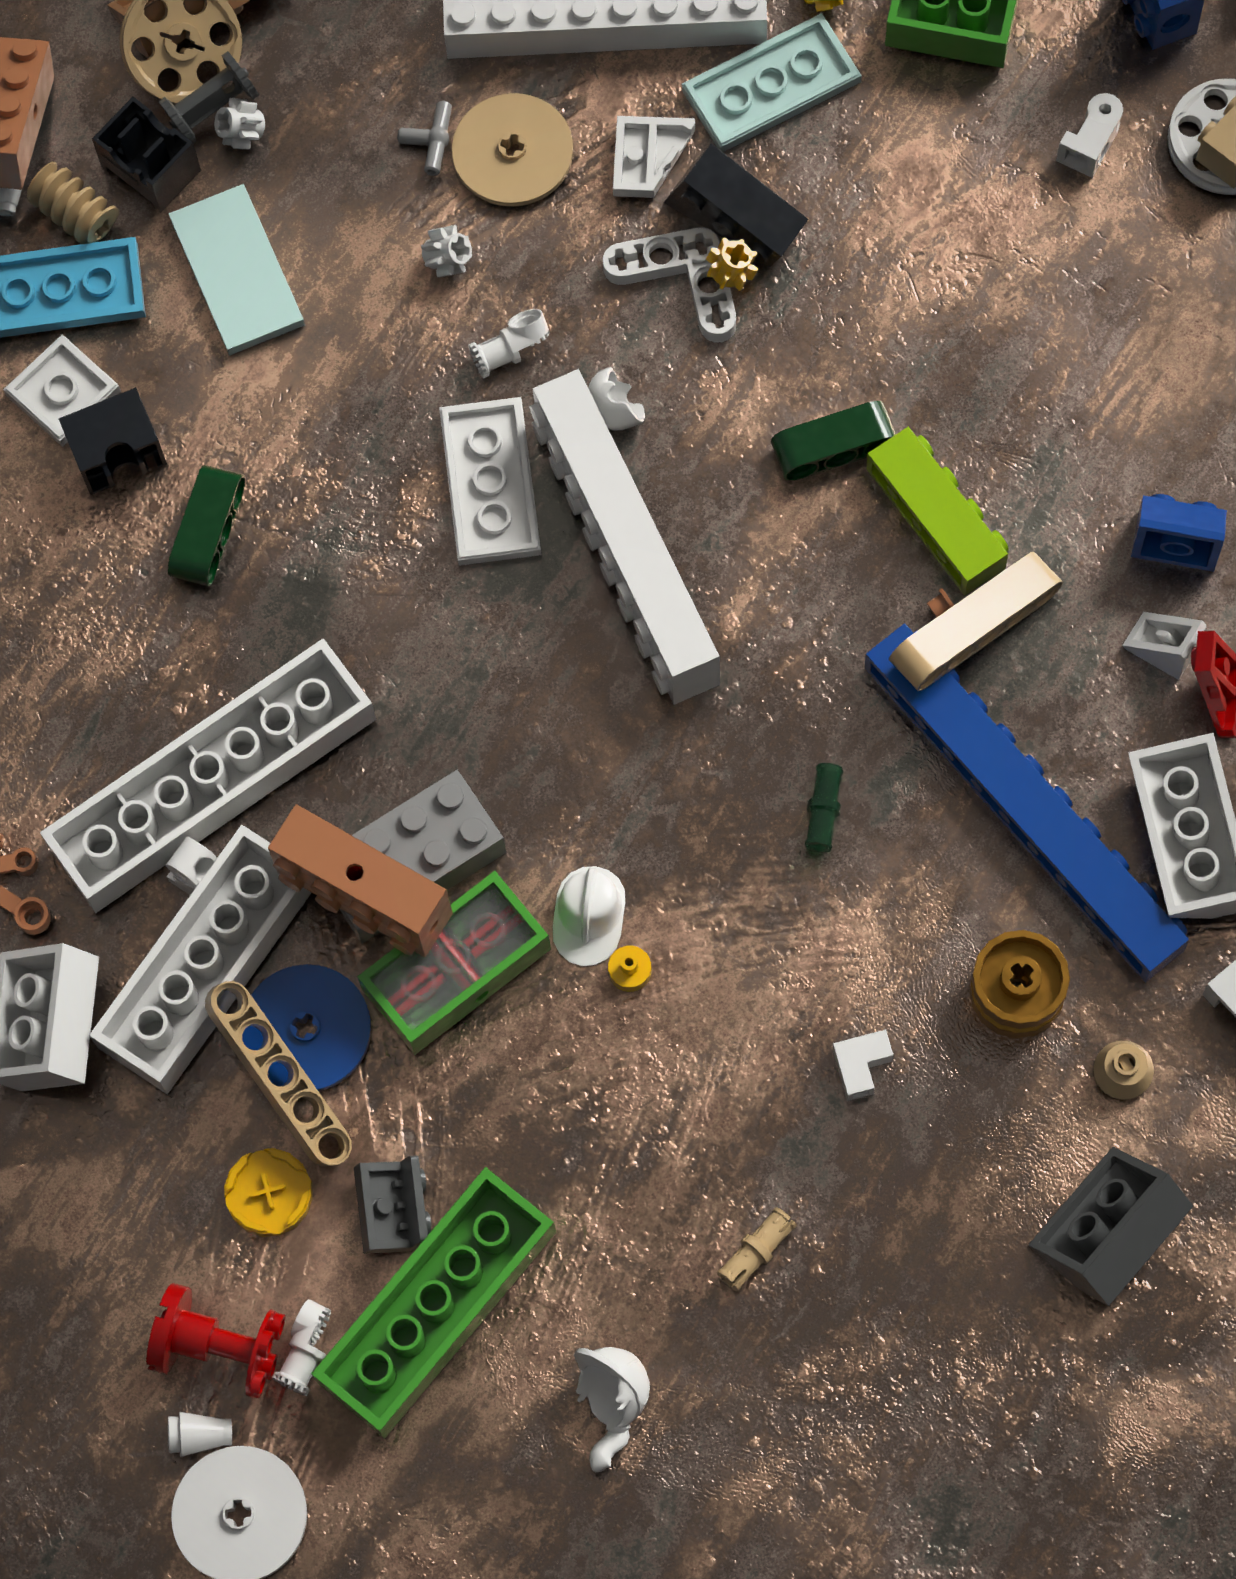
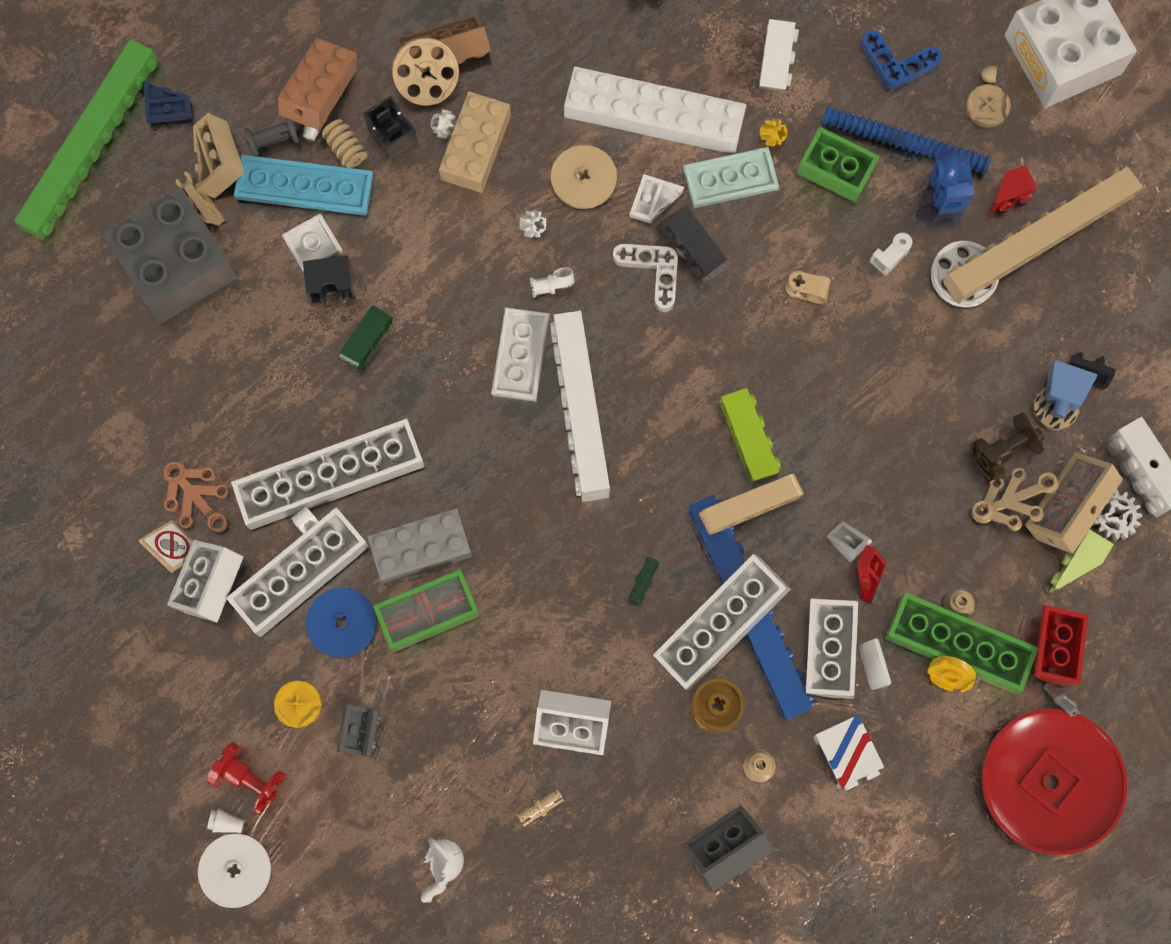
camera: 10 degrees right, 5 degrees up
(209, 97) = (431, 106): dark grey hose -> none
(236, 269) = (421, 202): light aqua tile -> none
(298, 1083) = (325, 654): tan beam -> none
(303, 140) = (475, 142): none -> tan brick
(303, 1355) = (290, 797): white connector -> none
(360, 882) = (382, 553): nougat brick -> none
(434, 1302) = (364, 790): bright green brick -> none
(435, 139) = (544, 159): light grey piece -> none
(588, 916) = (505, 603): white piece -> none
(613, 402) = (595, 330): white hair -> none
(629, 977) = (520, 643): yellow tile -> none
(731, 264) = (675, 277): yellow gear -> none
(770, 1086) = (571, 722): none -> white slope
(832, 440) = (705, 383): dark green beam -> none
(856, 1057) = (620, 720): white piece -> none
(940, 603) = (737, 488): nougat piece -> none
(966, 229) = (810, 287): none -> tan piece
(985, 832) = (721, 622): none -> white brick
(1179, 532) = (874, 484): blue slope -> none

